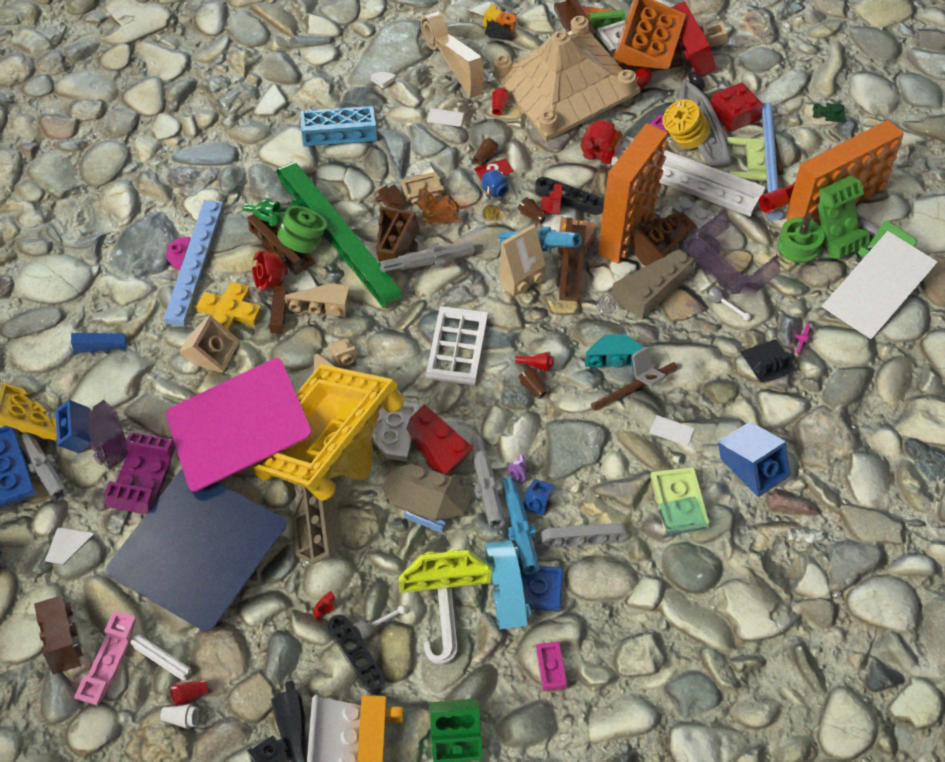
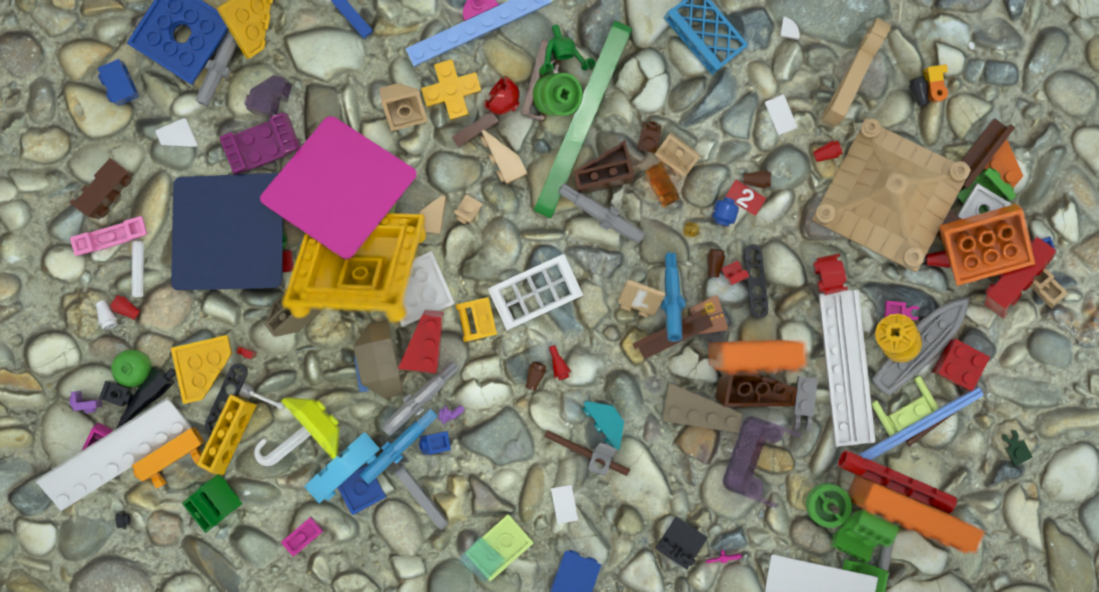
camera: 55 degrees right, 35 degrees up
(73, 426) = (262, 64): blue brick -> none
(253, 724) = (131, 368): none -> bright green cylinder
(304, 657) = (199, 366): none -> yellow plate
(394, 668) = (226, 435): none -> yellow brick
(449, 393) = (482, 317): none -> yellow plate
(695, 79) = (975, 309): black piece -> none
(716, 295) = (720, 466): hinge -> none

